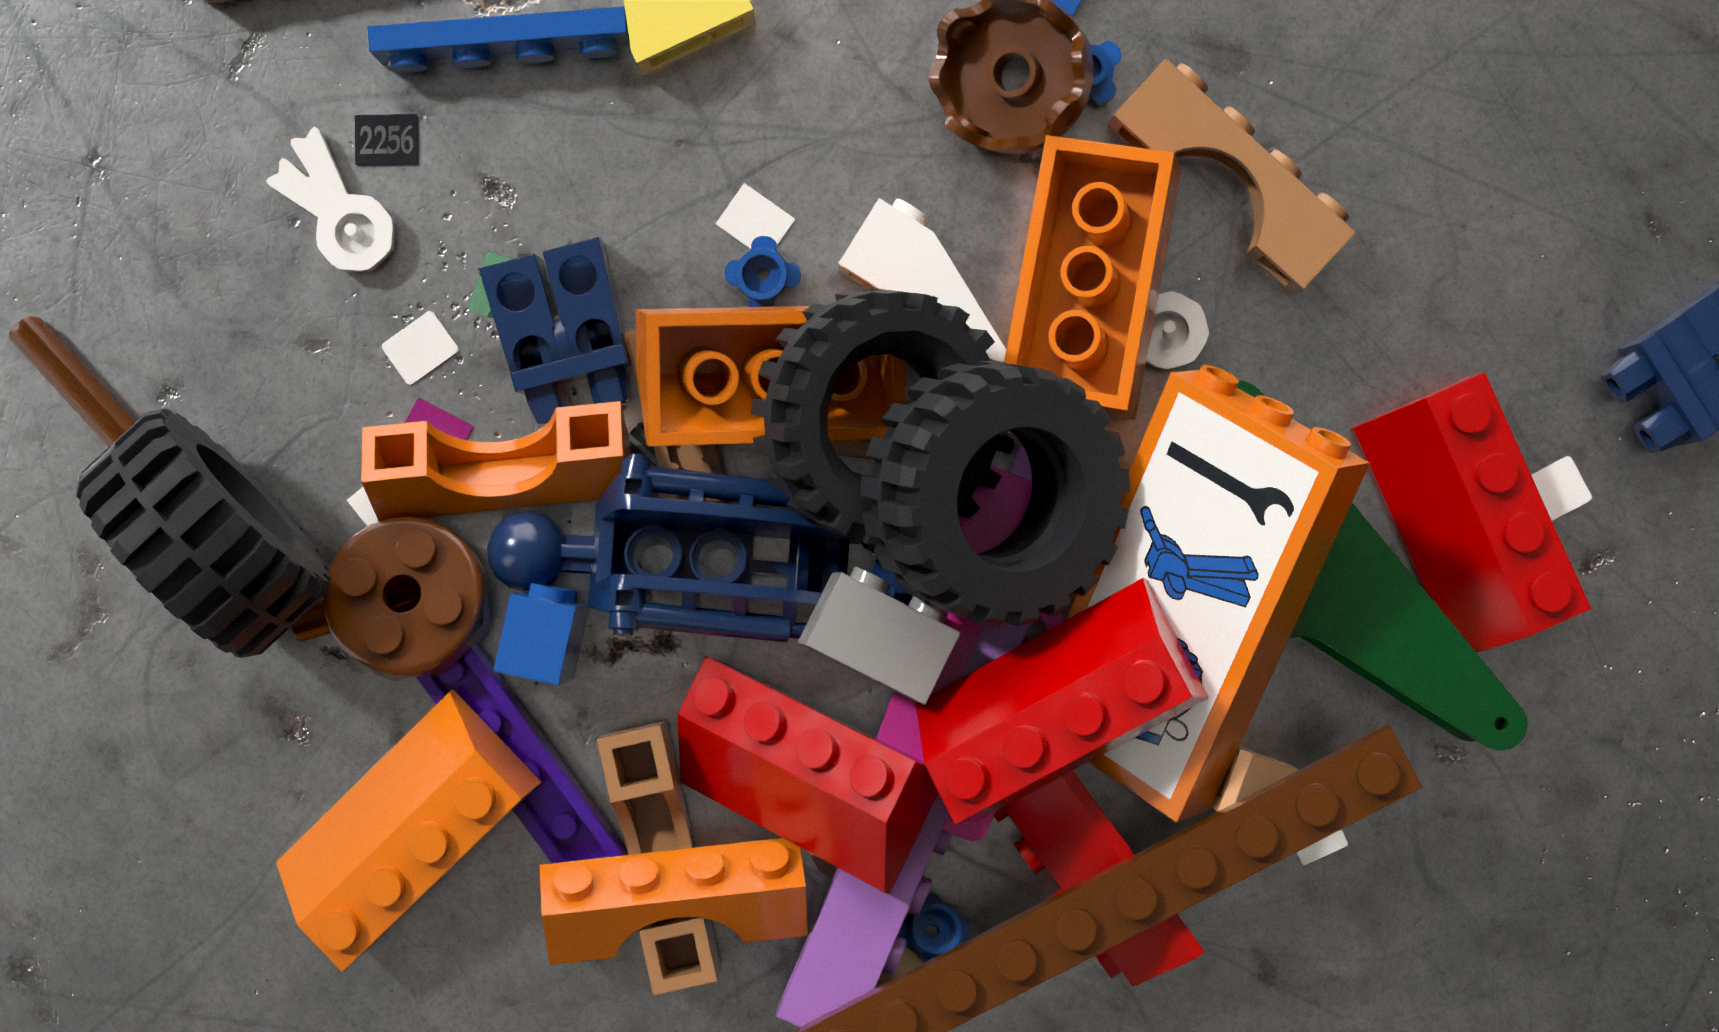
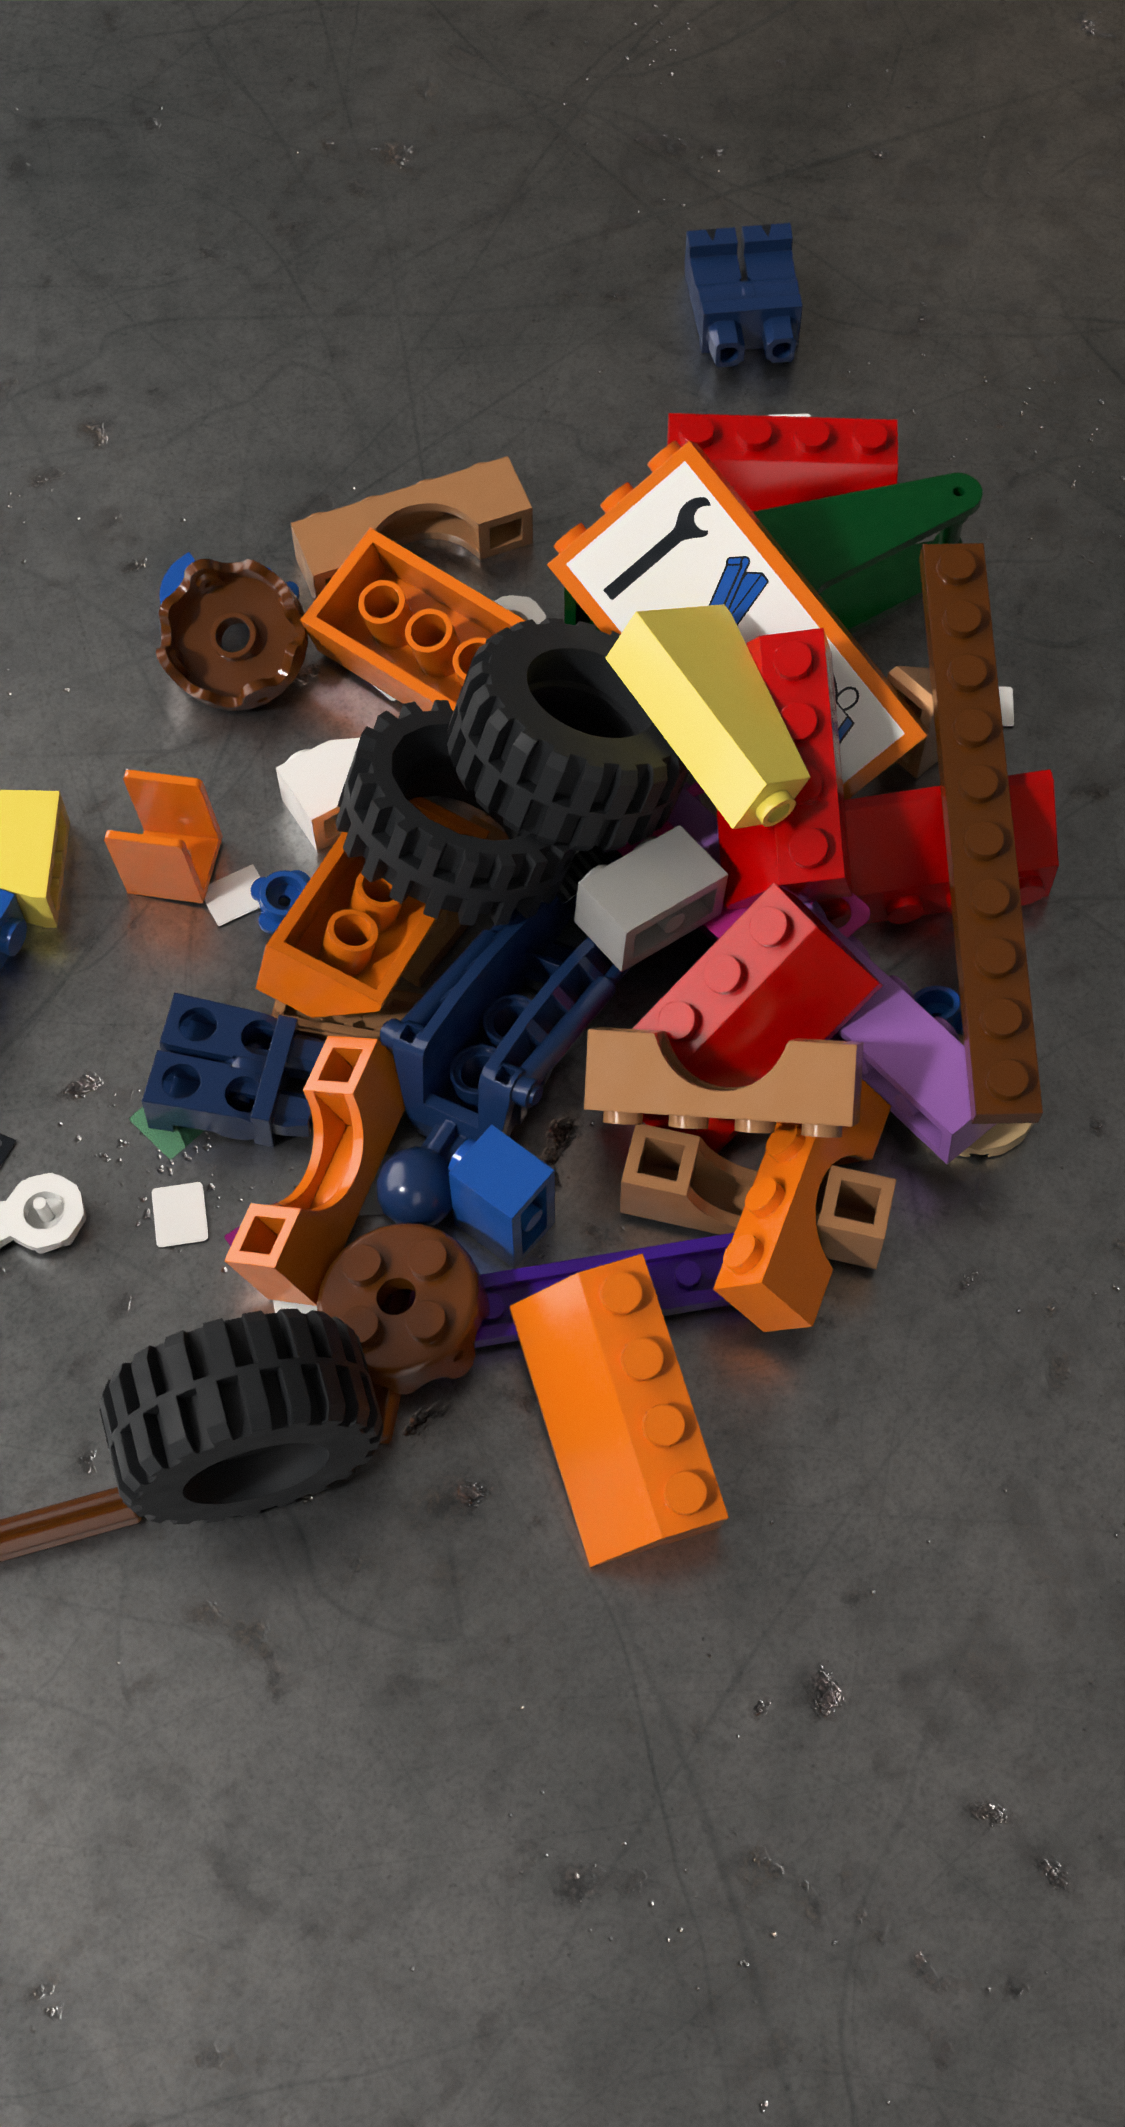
camera: 65 degrees left, 25 degrees down
(687, 723) = (640, 1074): none -> medium nougat arch
(773, 116) = (175, 824): none -> orange piece
(1057, 629) = (712, 709): none -> light yellow slope

